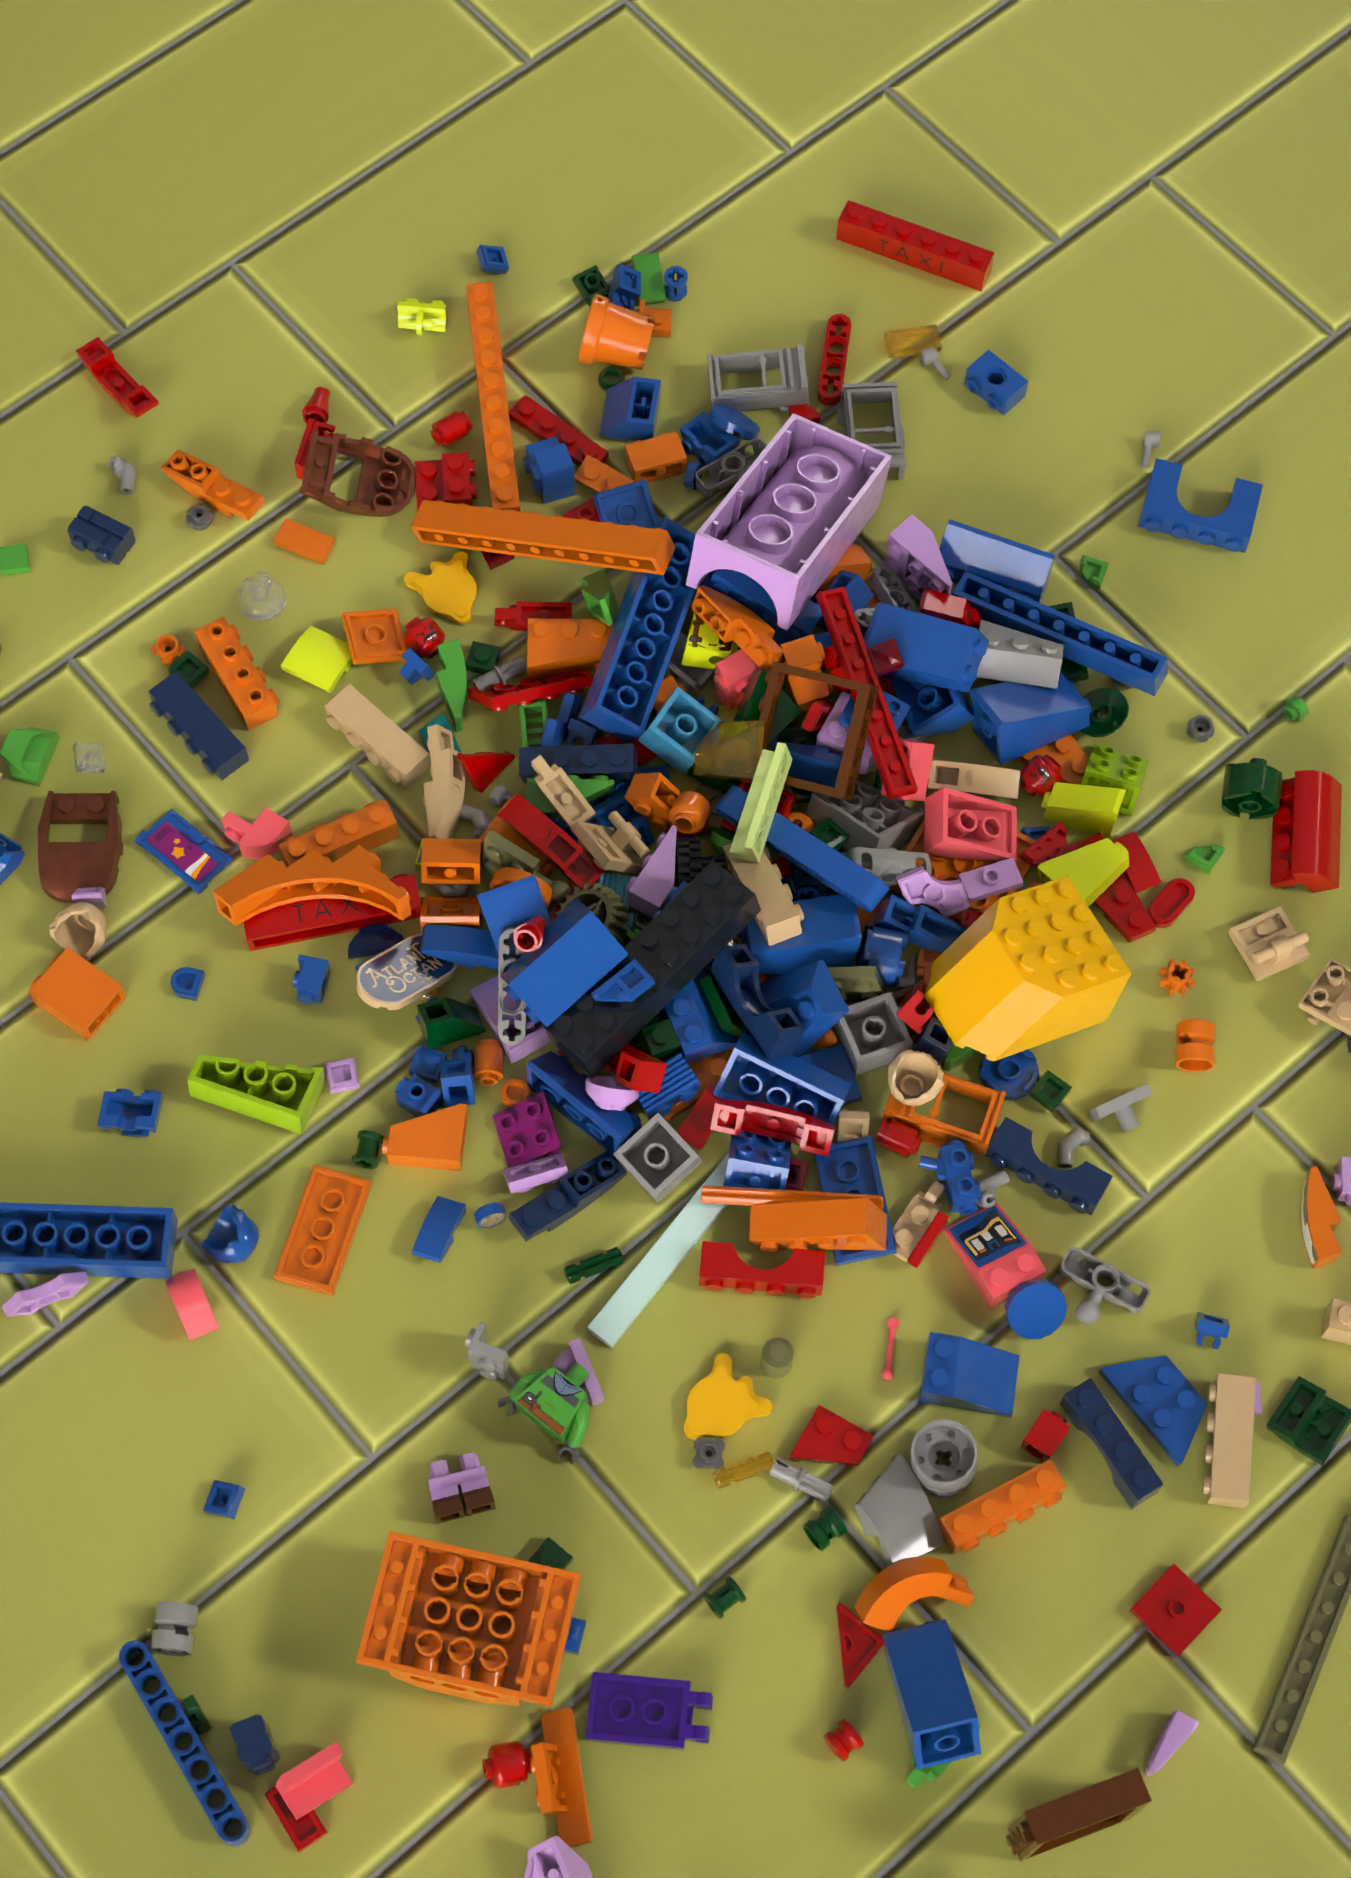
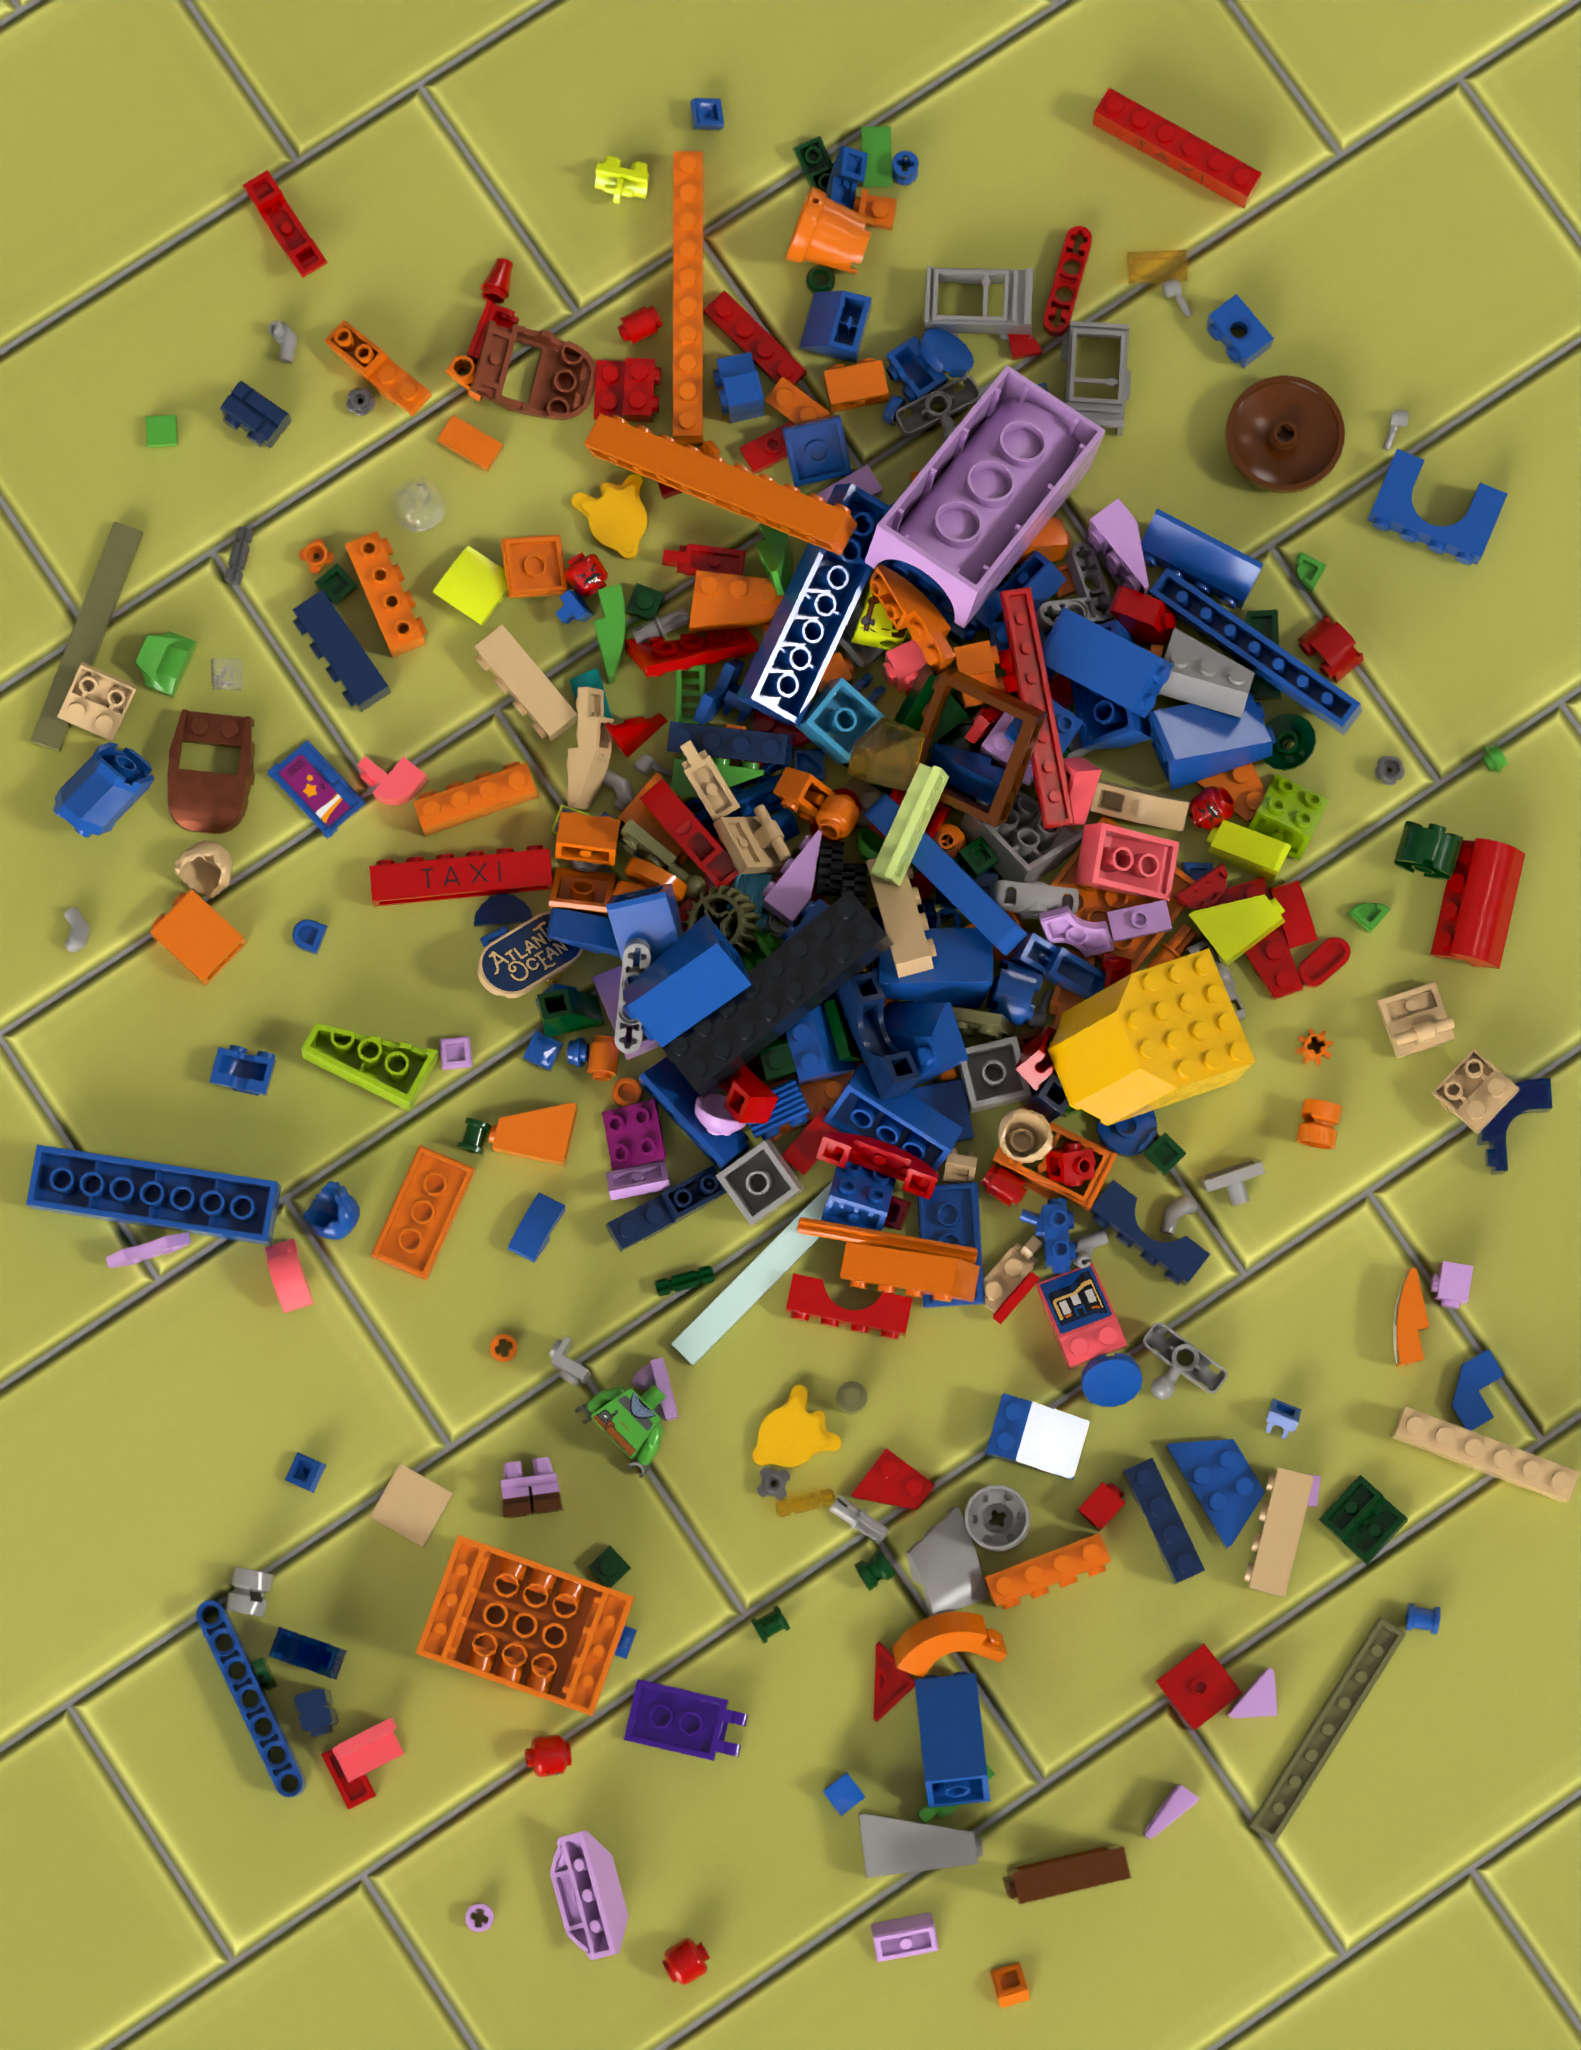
camera: 10 degrees right, 15 degrees up
(91, 895) = (217, 831): lavender slope -> none
(94, 656) = (238, 555): none -> dark grey axle
(240, 1685) = (307, 1653): none -> clear blue brick
(273, 884) = (445, 843): orange arch -> none
(291, 481) = (459, 364): none -> orange plate
(311, 979) = (434, 949): blue brick -> none
(337, 1521) = (411, 1505): none -> tan tile
(408, 1350) = (495, 1343): none -> orange bush
(420, 1105) = (538, 1094): blue brick -> none
(457, 1082) = (570, 1078): blue brick -> none
(490, 1215) = (588, 1218): blue tile -> none
(529, 935) = (655, 954): red cone -> none
(561, 1777) = (596, 1774): orange bracket -> none
(625, 984) = (745, 1015): blue tile -> none
(825, 1767) = (843, 1794): none -> blue slope
(843, 1740) = (864, 1771): red wheel -> none
(886, 657) = (1062, 672): dark red tile -> none
(892, 1325) = (970, 1374): coral hinge -> none
(904, 1814) = (909, 1846): none -> light grey slope
(962, 1104) = (1071, 1163): none -> red brick
(1052, 458) = (1284, 434): none -> reddish brown dish
(1129, 625) = (1332, 647): none -> red cylinder
(1240, 1614) = (1258, 1699): none -> lavender slope

